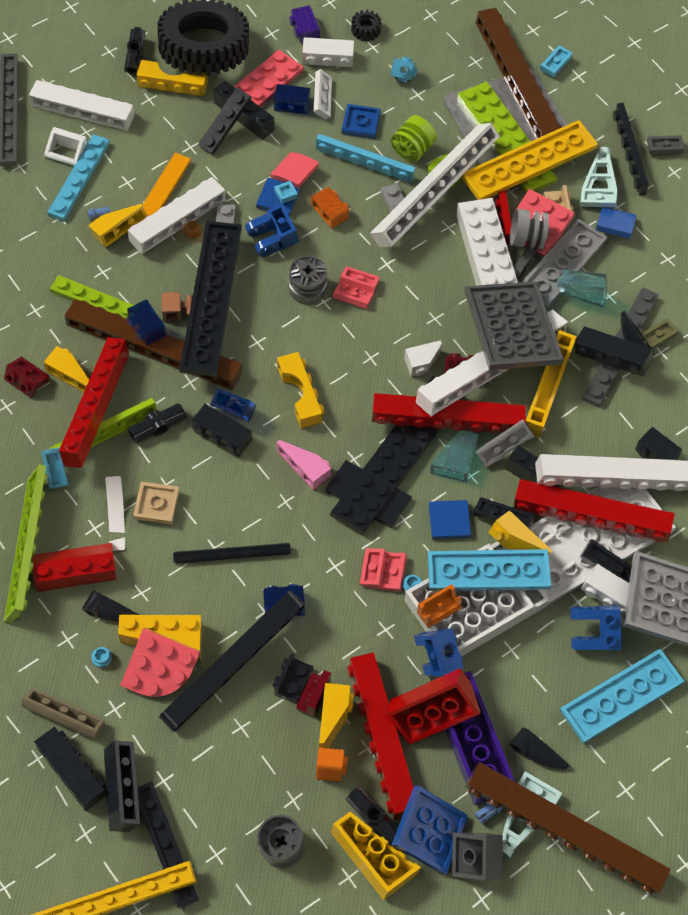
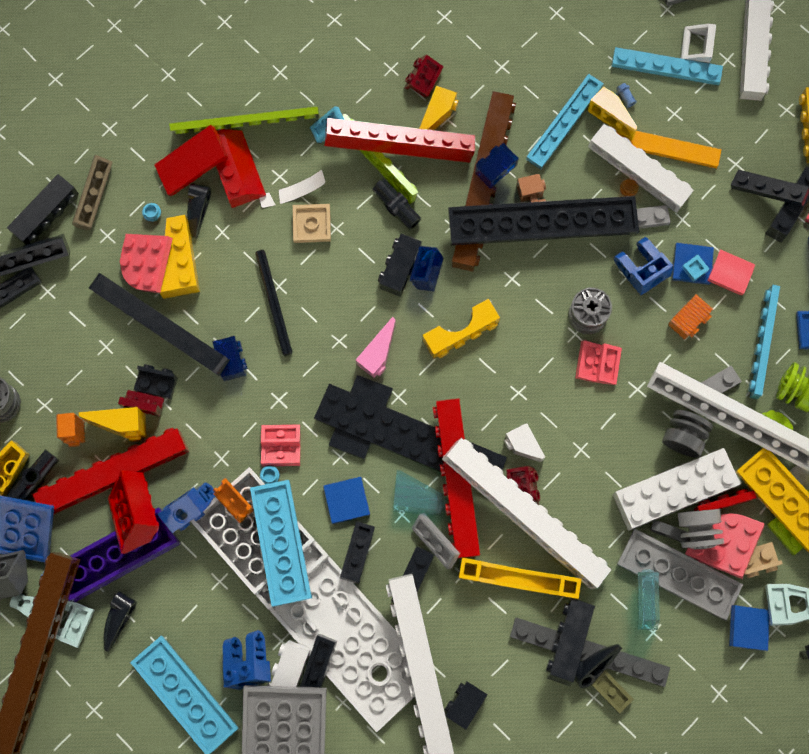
camera: 85 degrees right, 15 degrees up
(58, 601) = (191, 160): none -> red tile
(73, 290) = (524, 118): lime plate -> none
(110, 266) = (564, 121): none -> medium azure plate
(439, 227) = (687, 433): none -> dark grey wheel
(513, 325) = (571, 528): dark grey plate -> none
(515, 535) = (327, 565): yellow slope -> none
(594, 511) = (372, 643): red brick -> none

